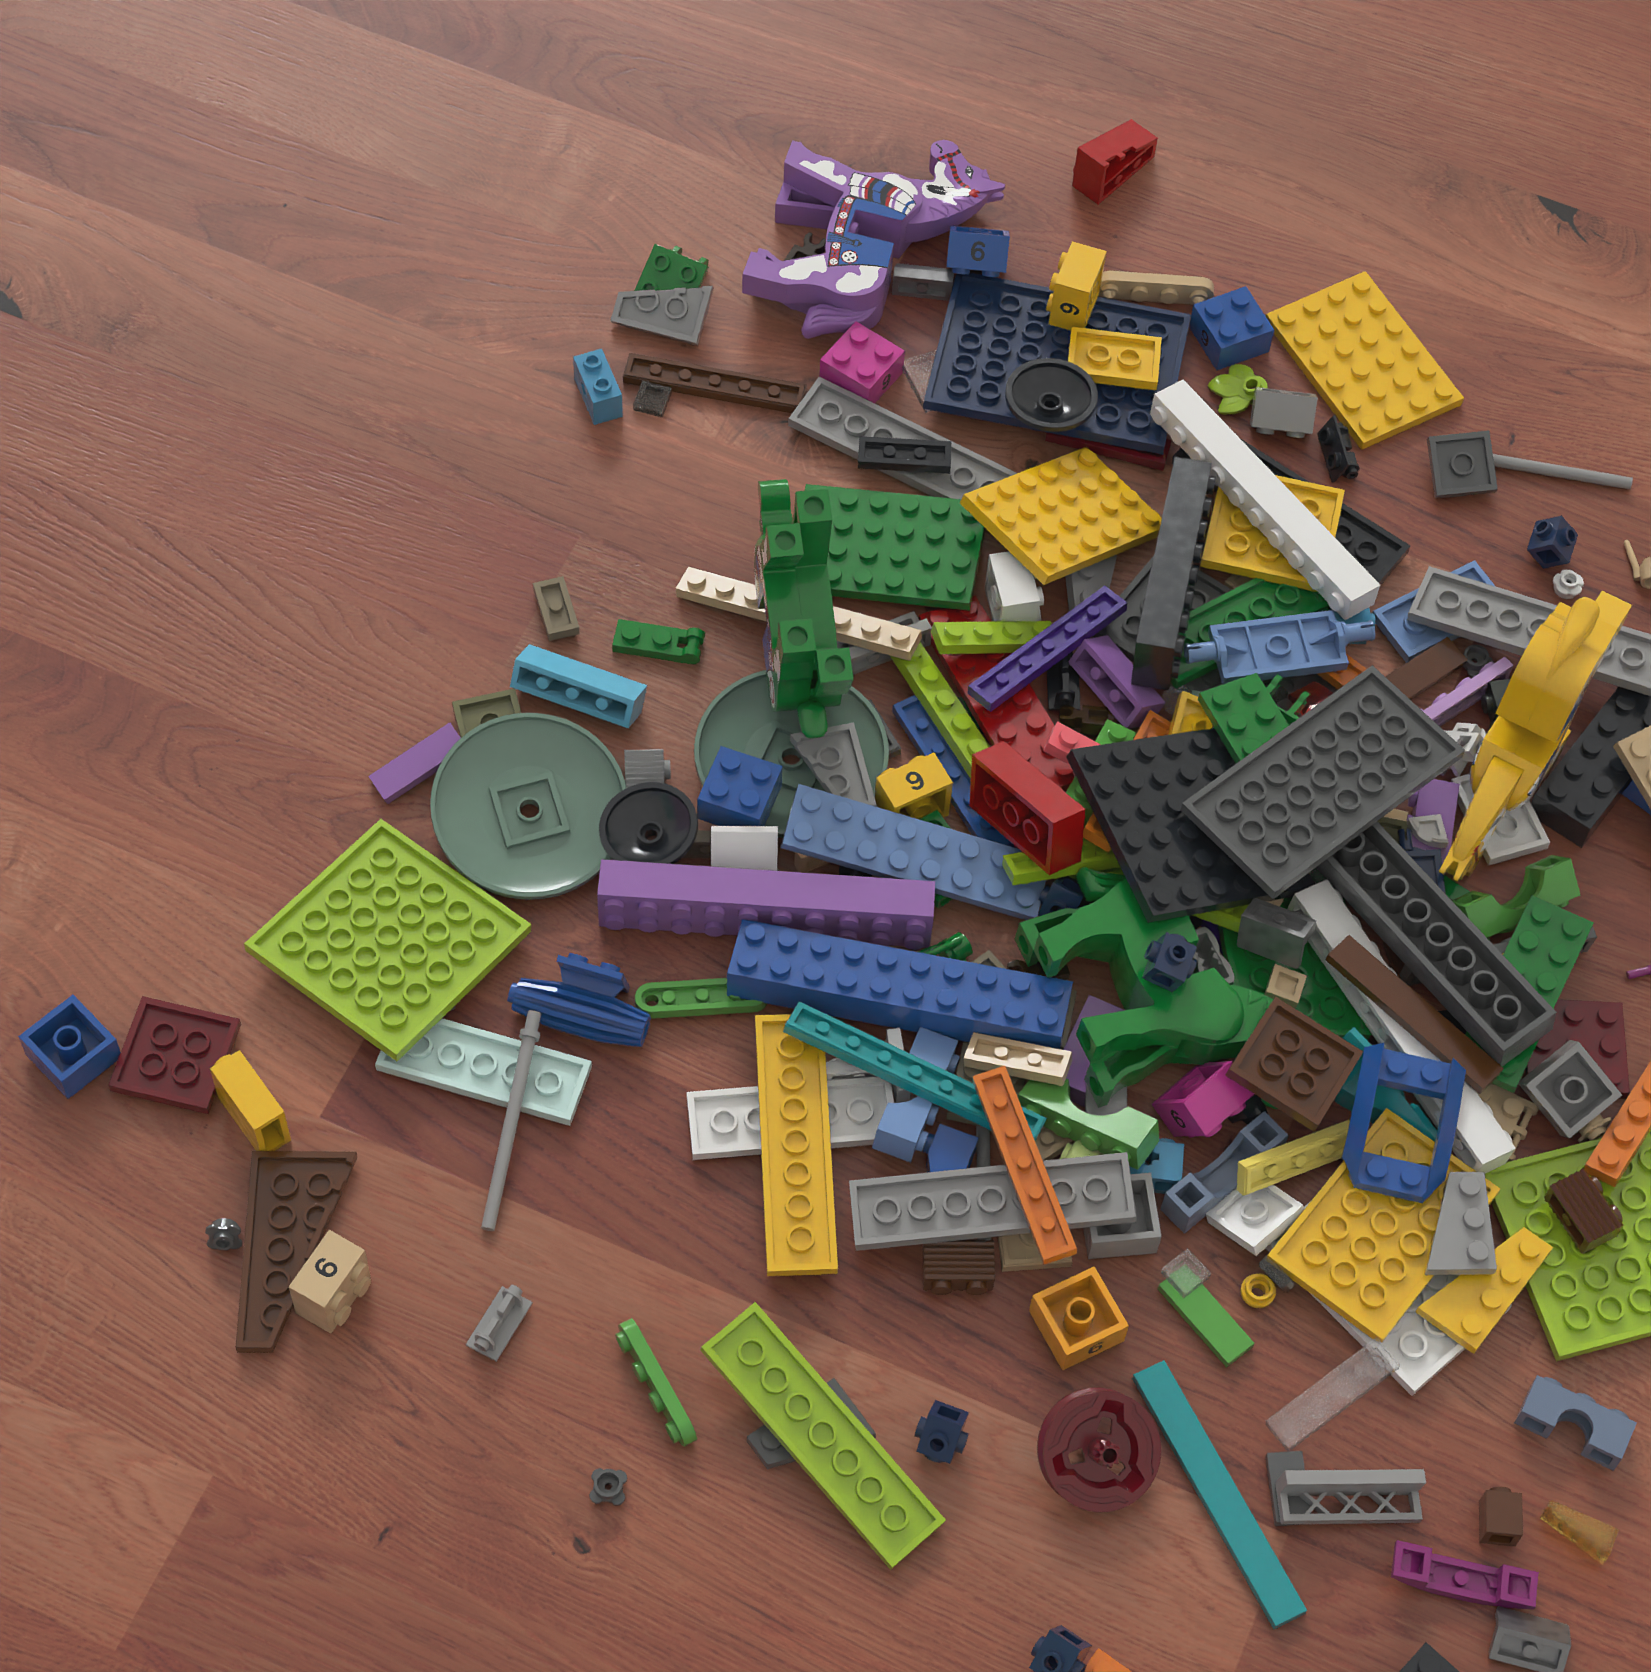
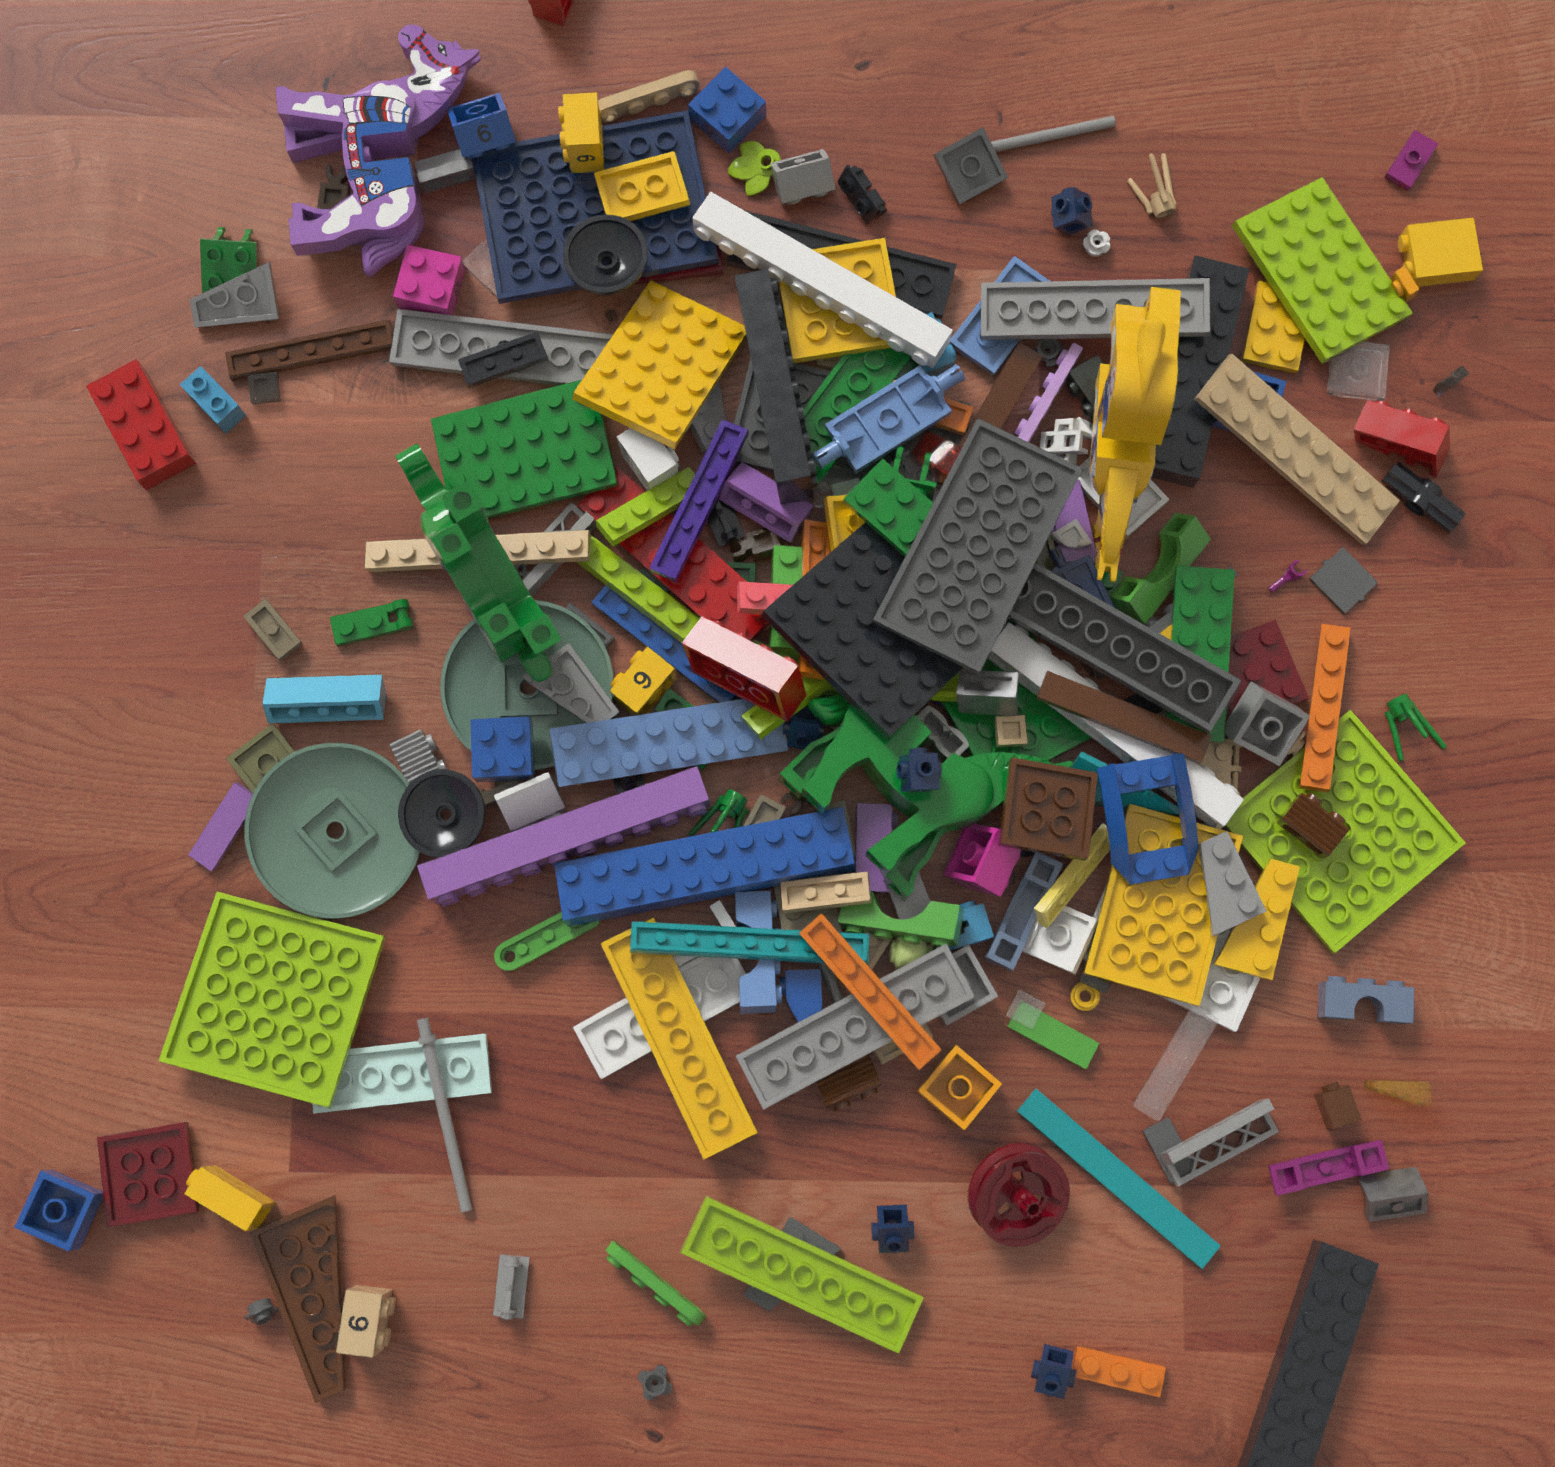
camera: 20 degrees left, 20 degrees up
(516, 382) = (141, 424): none -> red brick
(583, 1003) = (456, 986): blue plate -> none
(1364, 360) = (848, 91): yellow plate -> none

